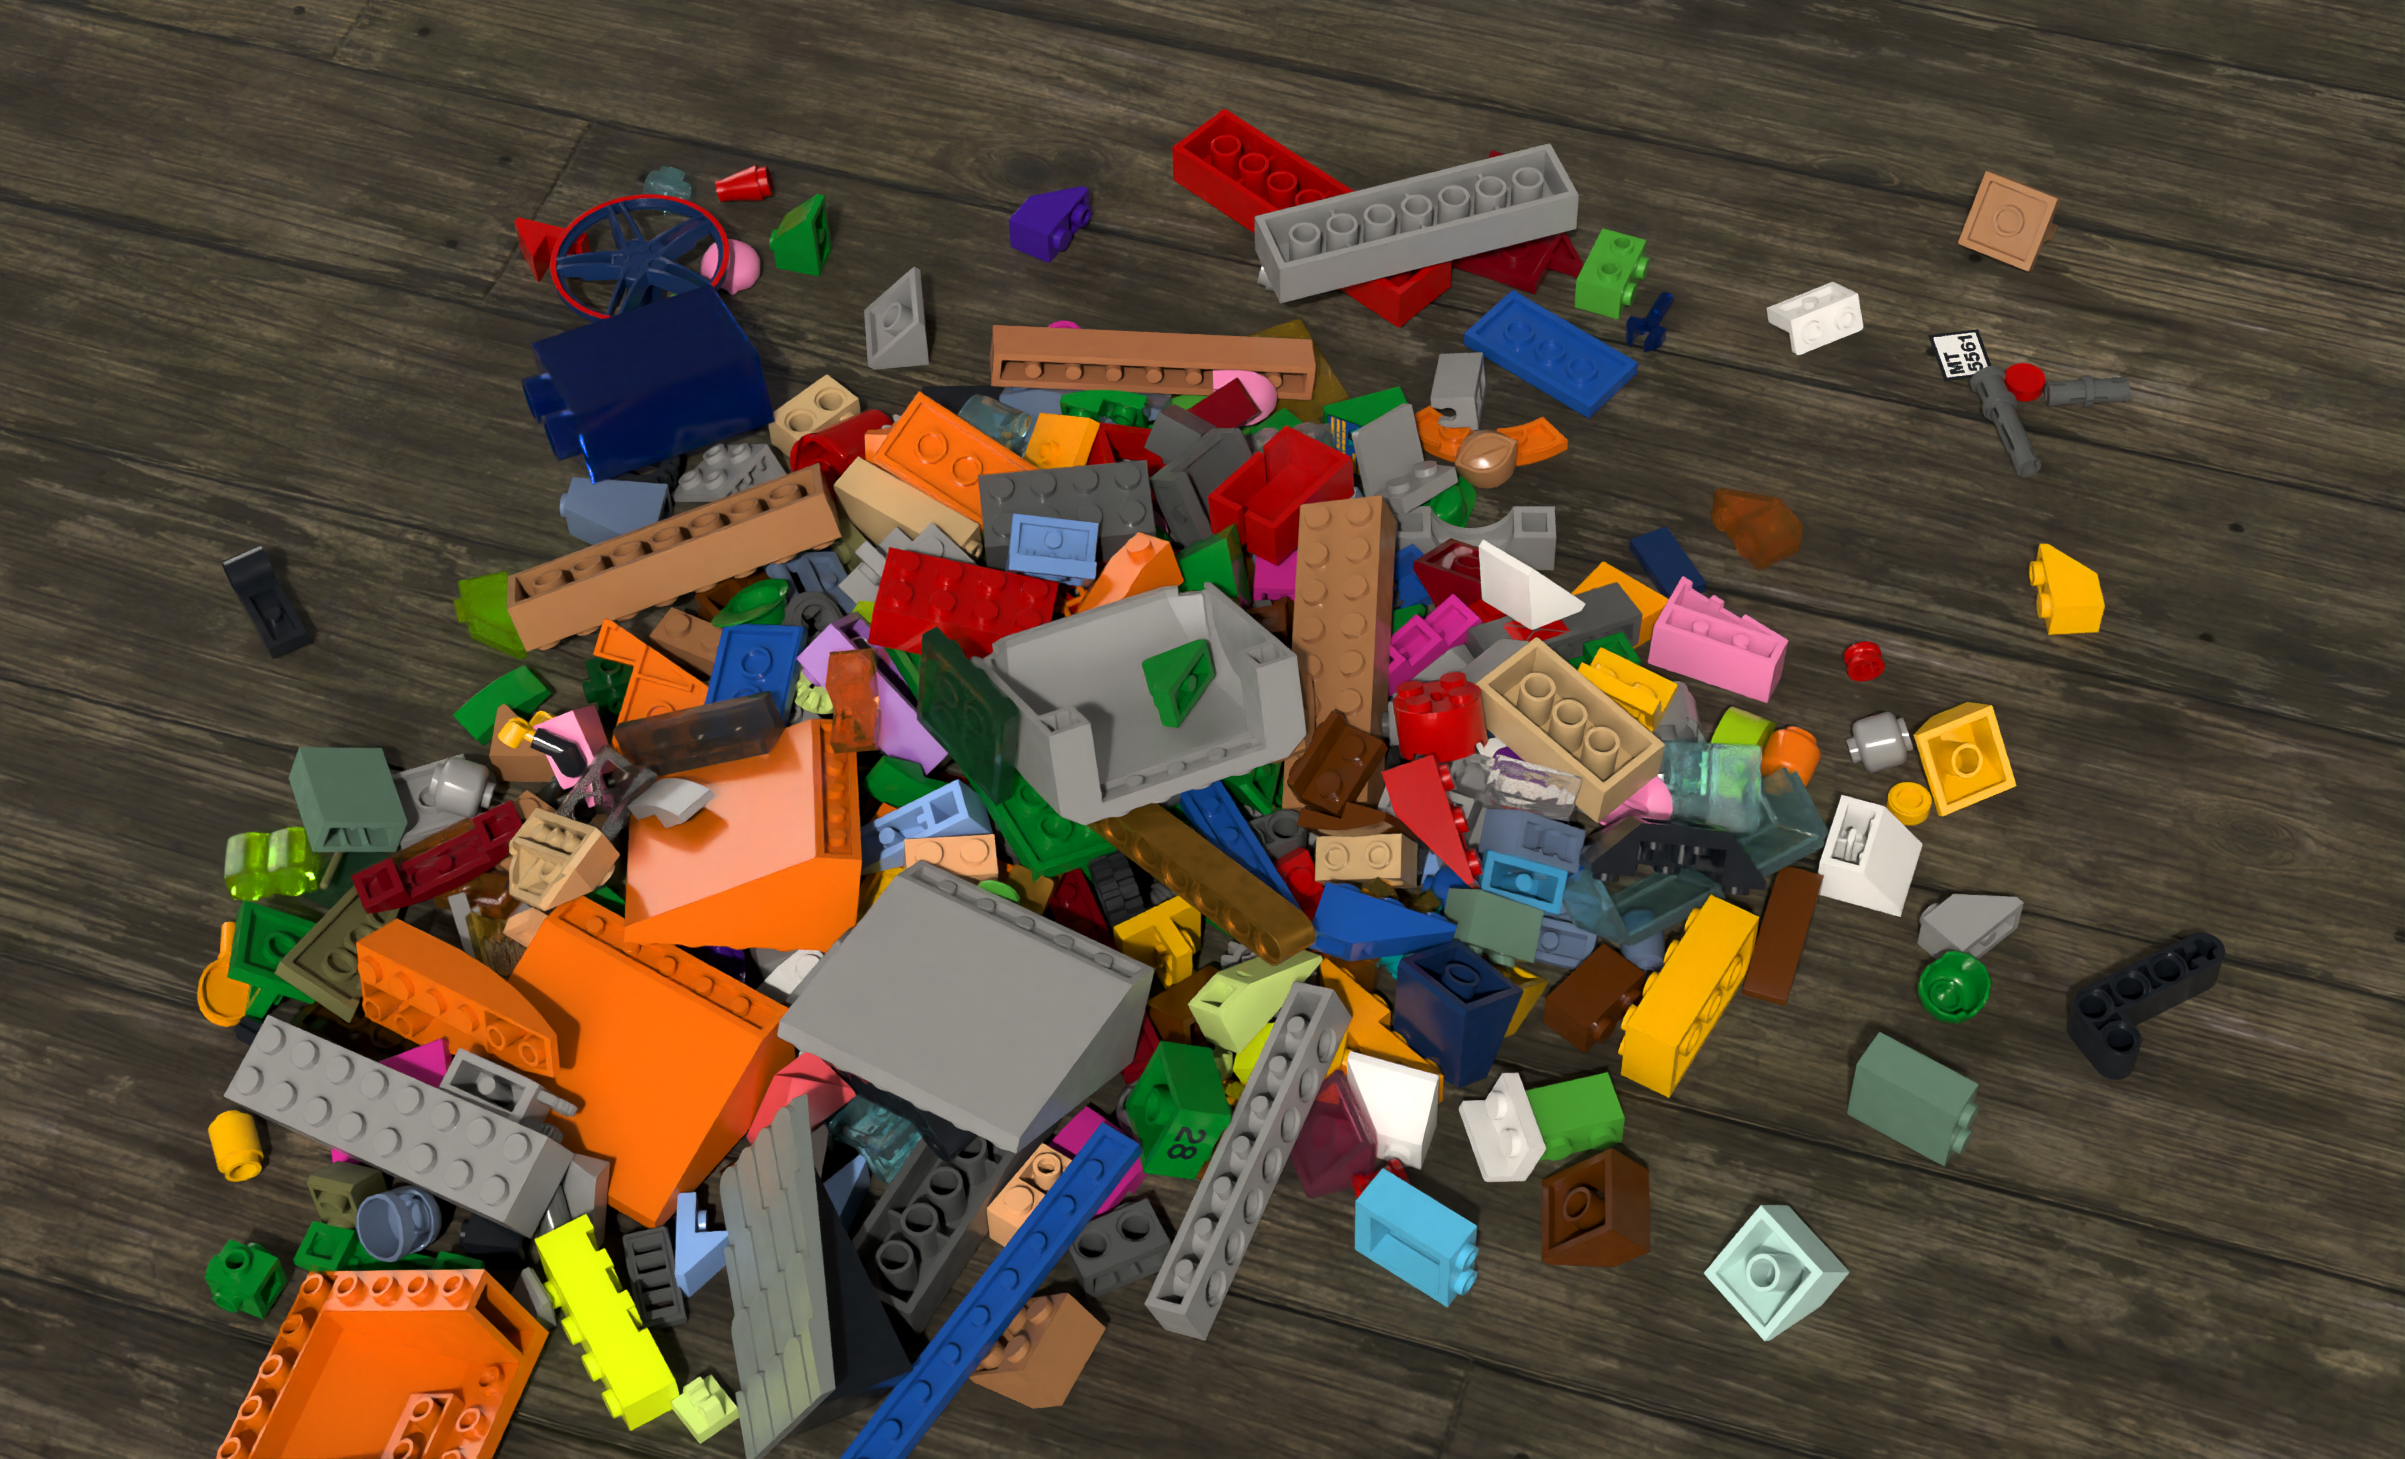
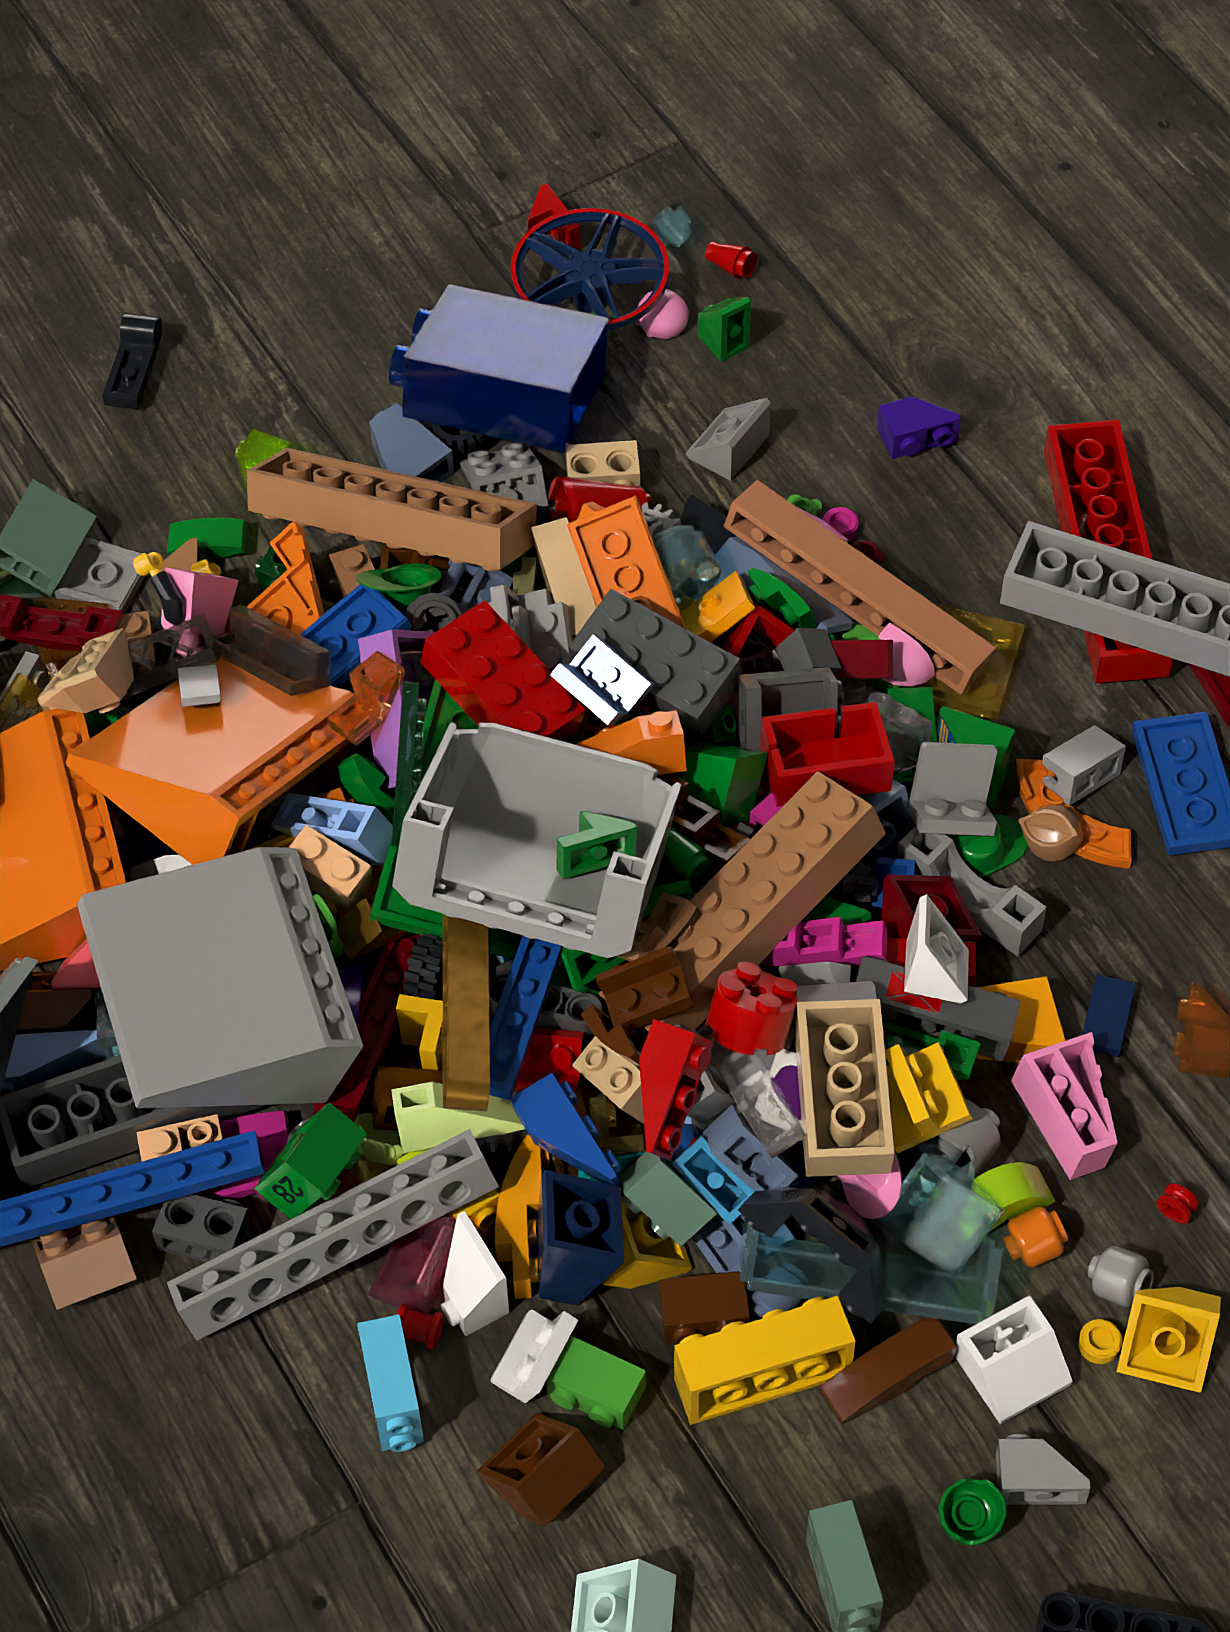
camera: 40 degrees right, 5 degrees up
(461, 787) = (115, 579): light grey head -> none

